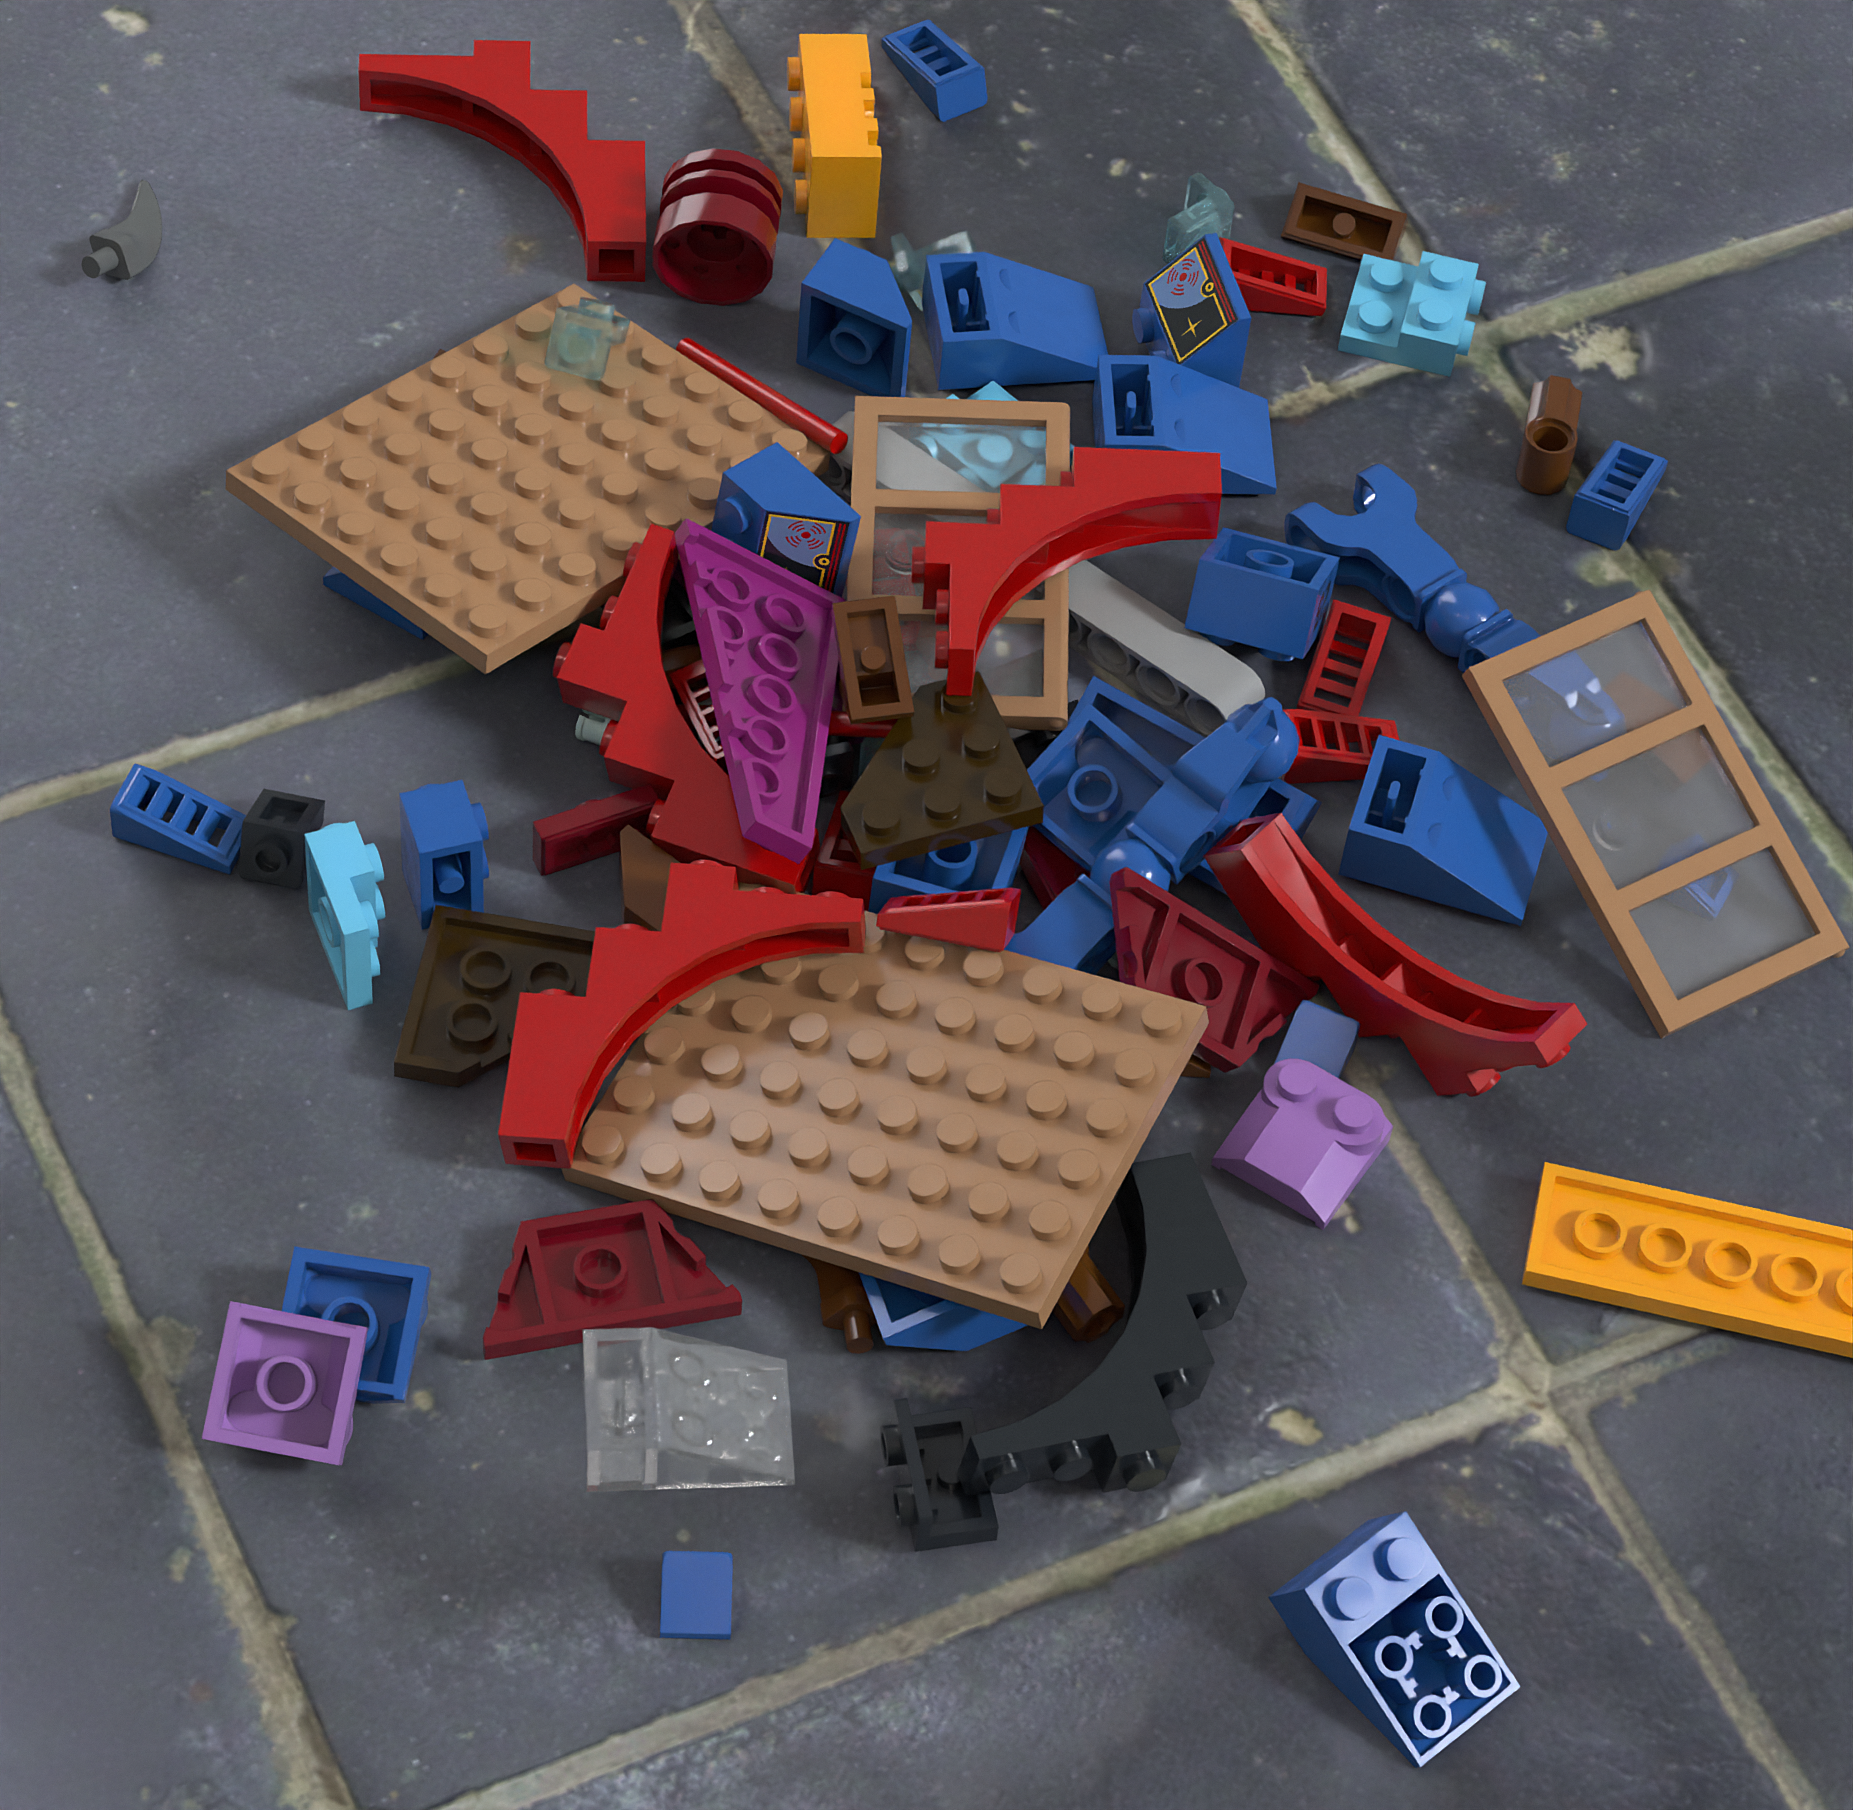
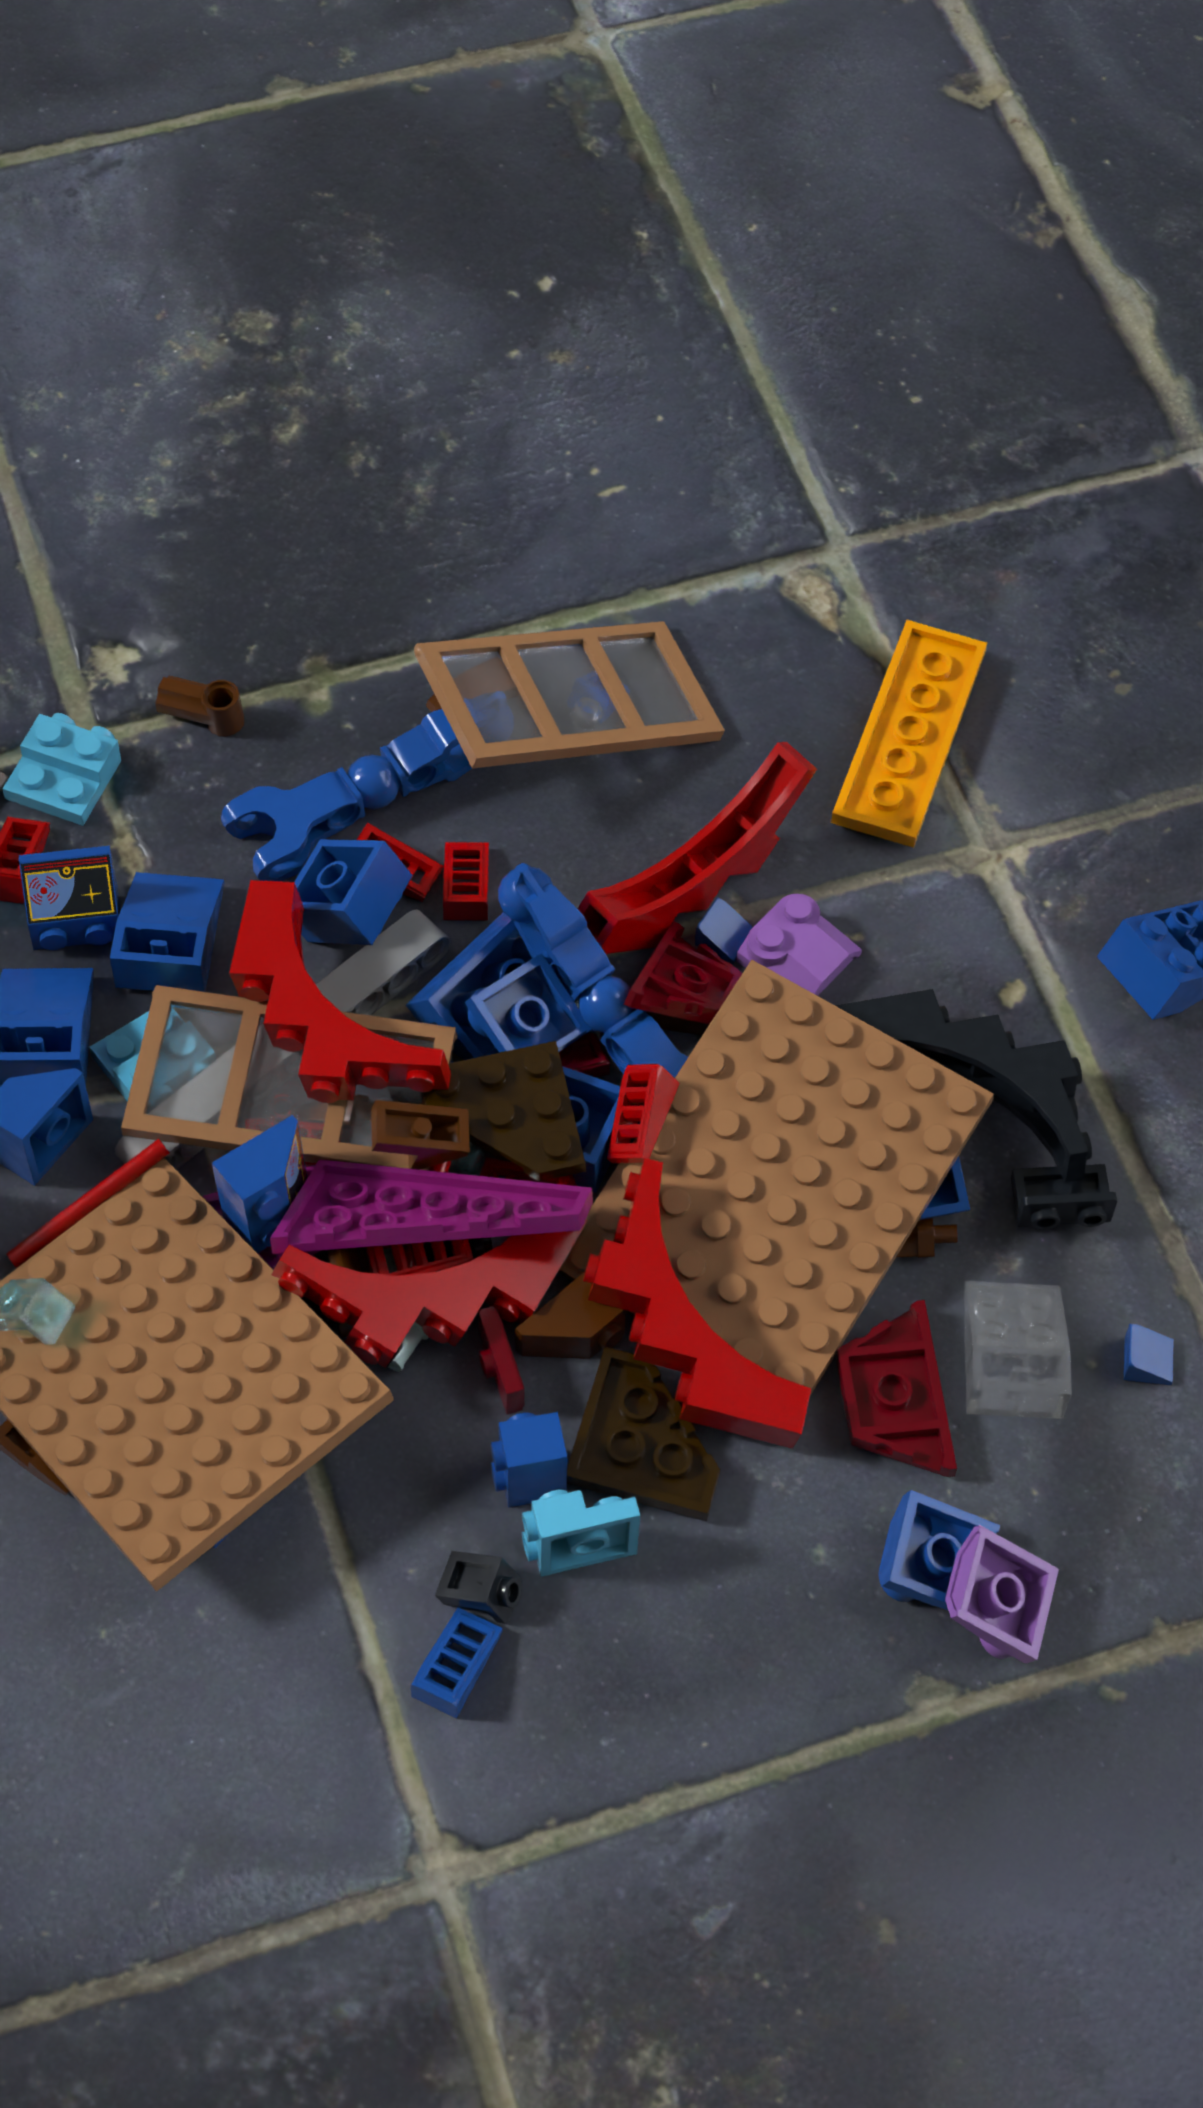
camera: 80 degrees left, 5 degrees up
(1442, 834) = (558, 828): blue slope -> none
(1612, 500) = (275, 692): blue slope -> none

